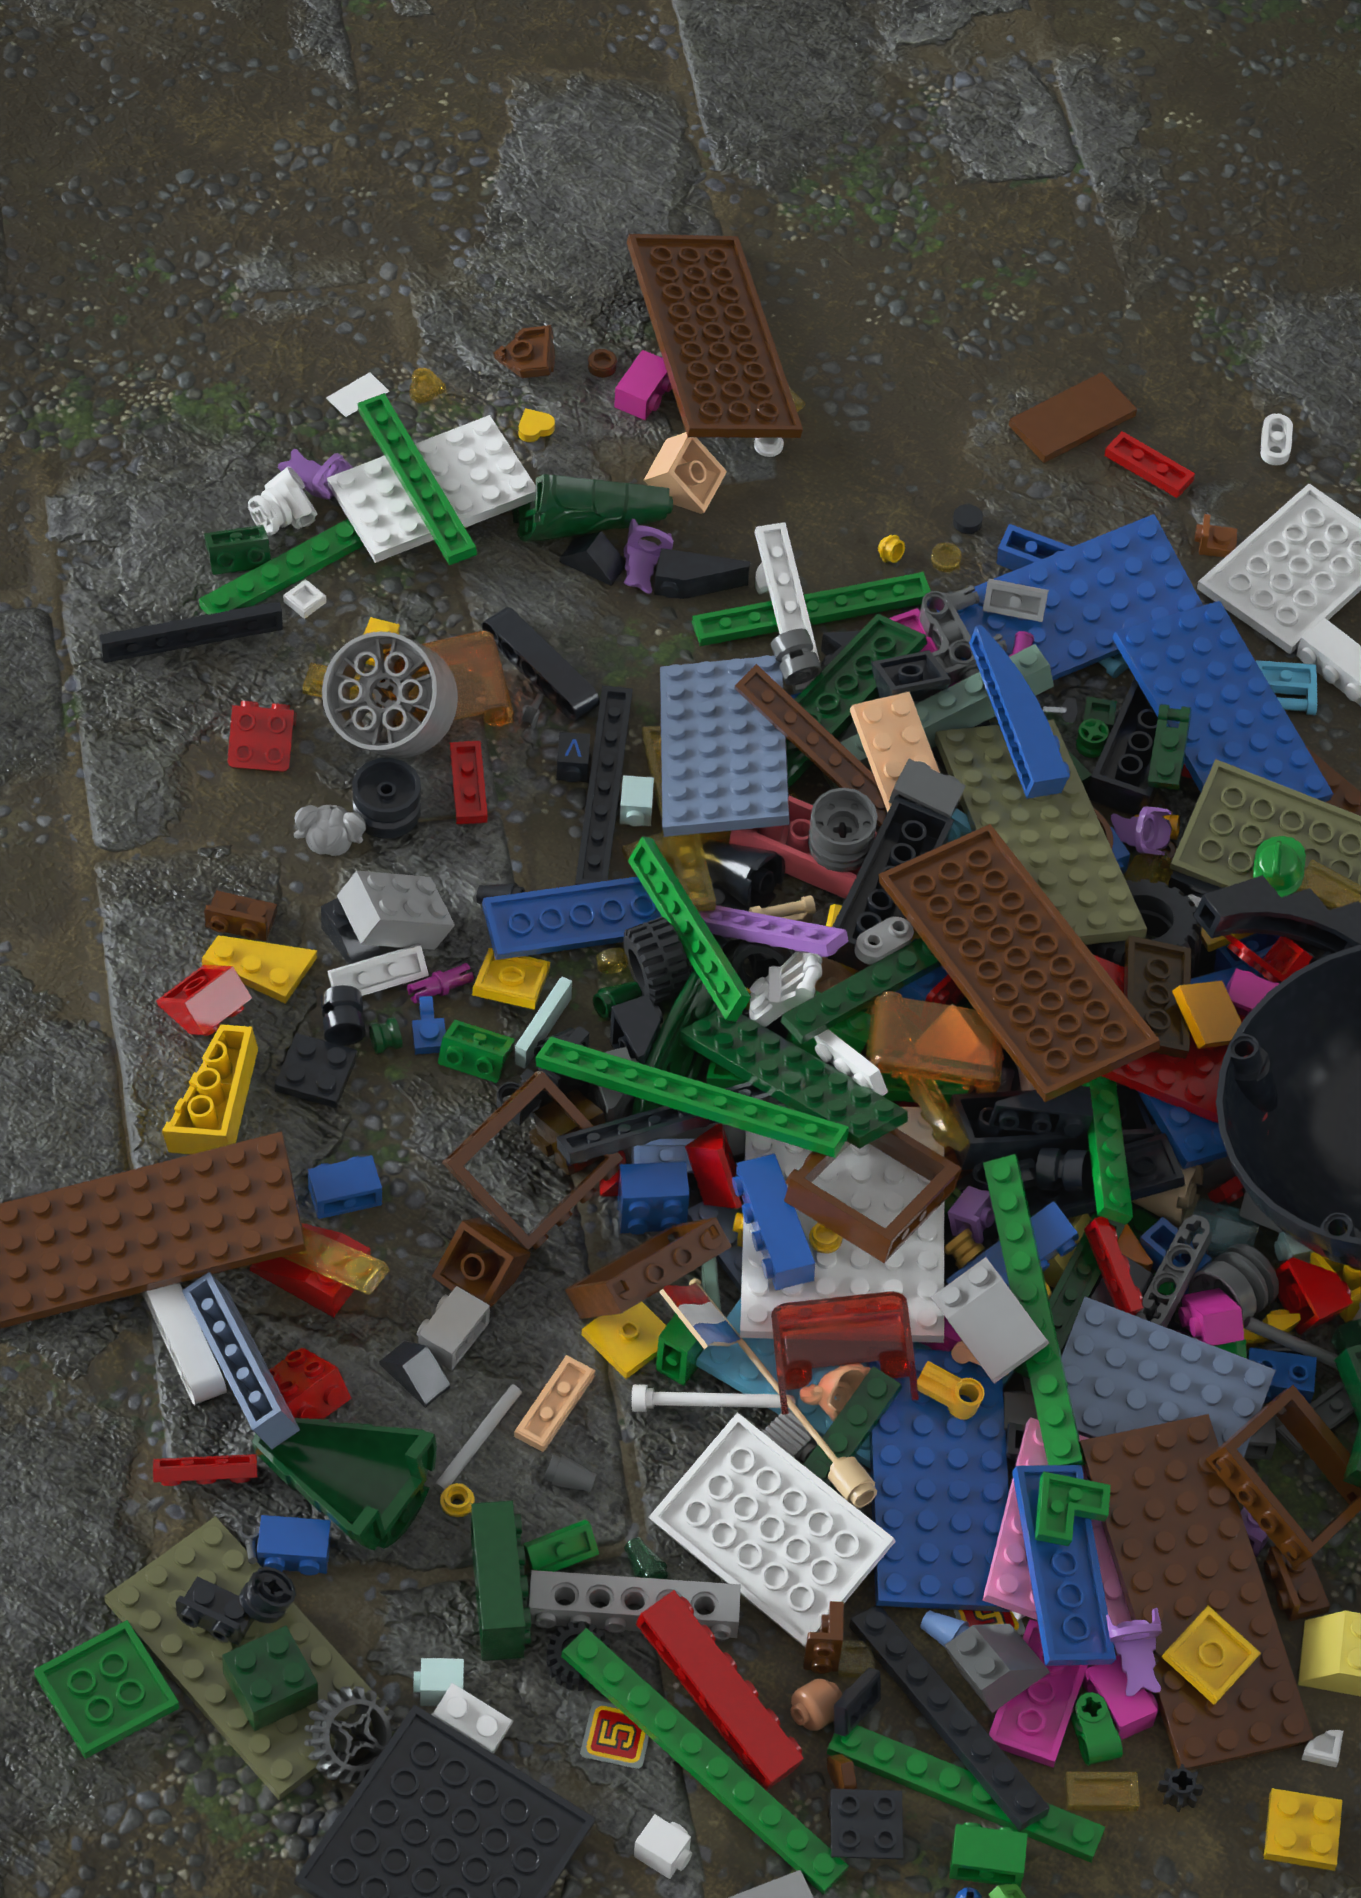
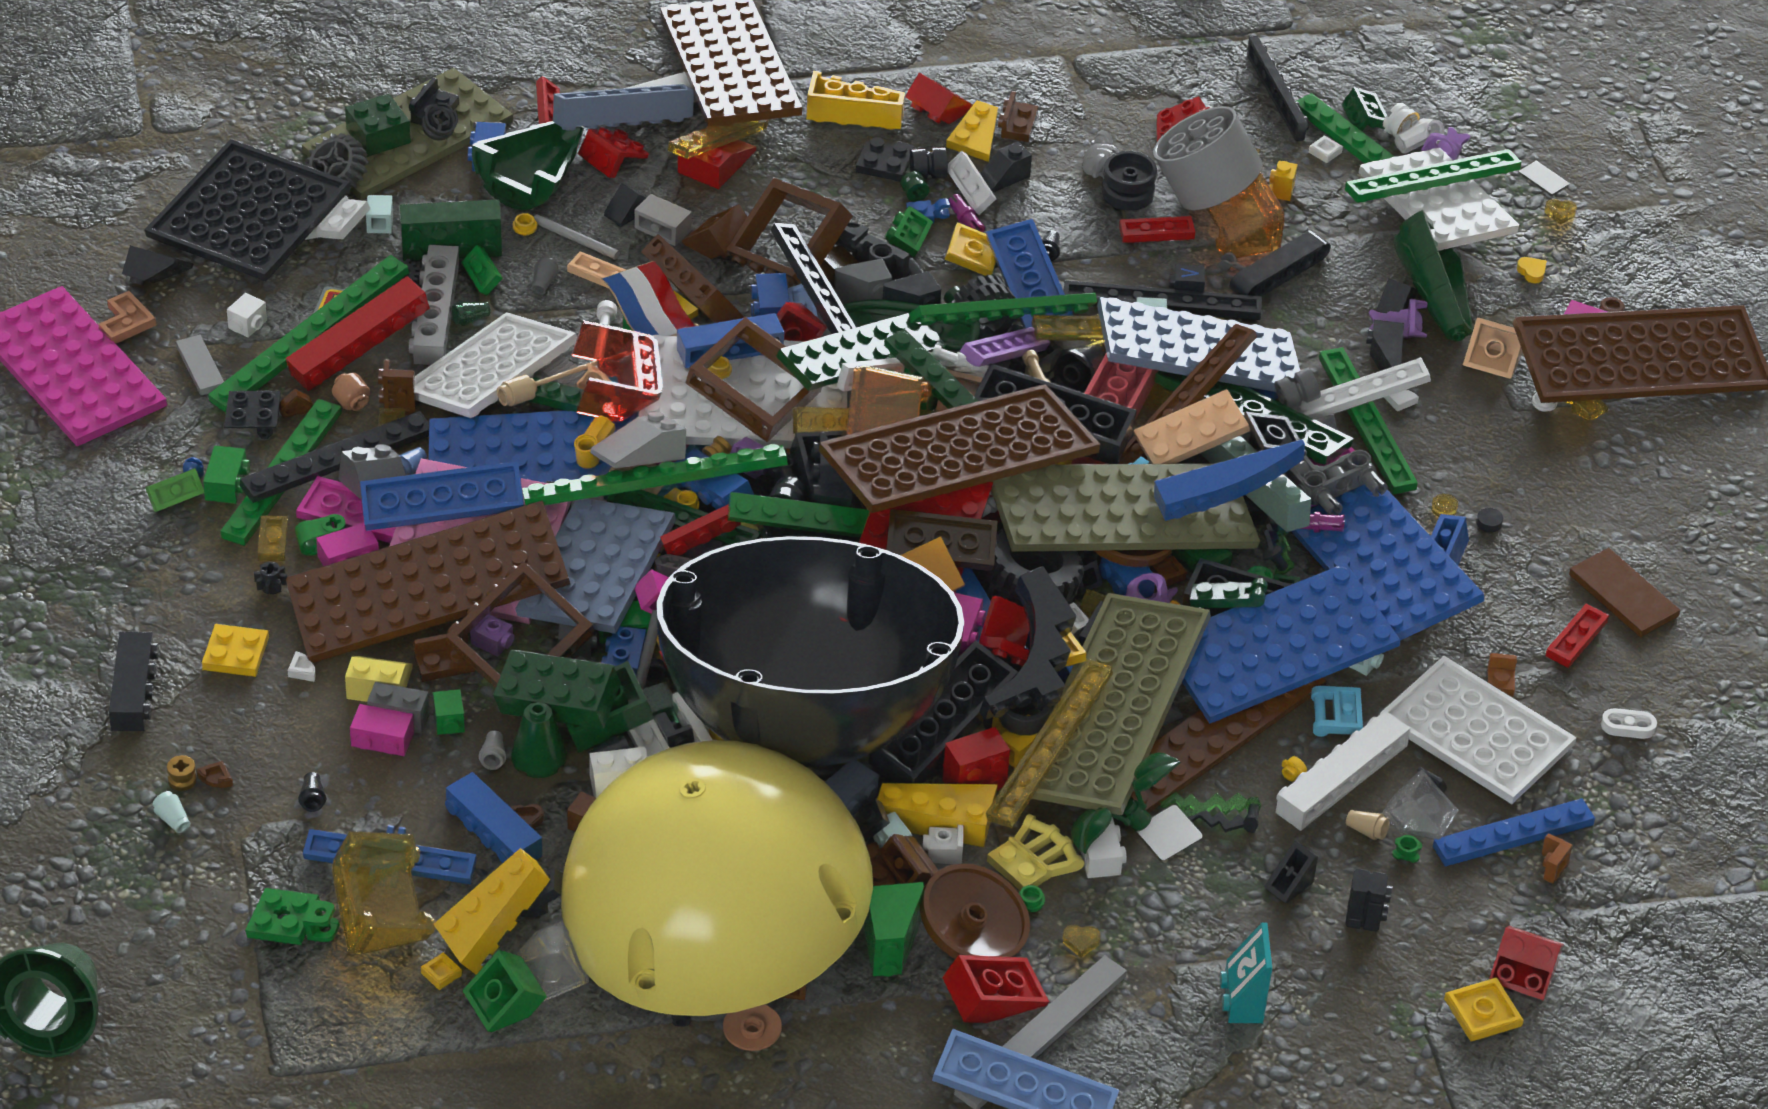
camera: 90 degrees right, 10 degrees down
(106, 1689) = (383, 69): green plate -> none
(344, 1186) = (781, 163): blue brick -> none
(395, 910) = (1016, 175): light grey brick -> none
(529, 353) = (1607, 264): reddish brown plate -> none
(543, 1021) = (938, 265): light aqua tile -> none
(693, 1097) = (827, 285): green plate -> none
(842, 829) = (1106, 378): dark grey wheel -> none
(857, 1701) = (347, 405): black plate -> none
(885, 938) = (982, 386): light grey plate -> none
(891, 548) = (1439, 472): yellow plate -> none
(928, 788) = (1146, 434): dark grey brick -> none
(1015, 600) = (1374, 510): light grey plate -> none
(1062, 1499) = (484, 479): green plate -> none
(1135, 1645) = (377, 538): medium lavender hair -> none
(1211, 1655) = (365, 577): yellow plate -> none
(1281, 863) = (1106, 646): green piece -> none

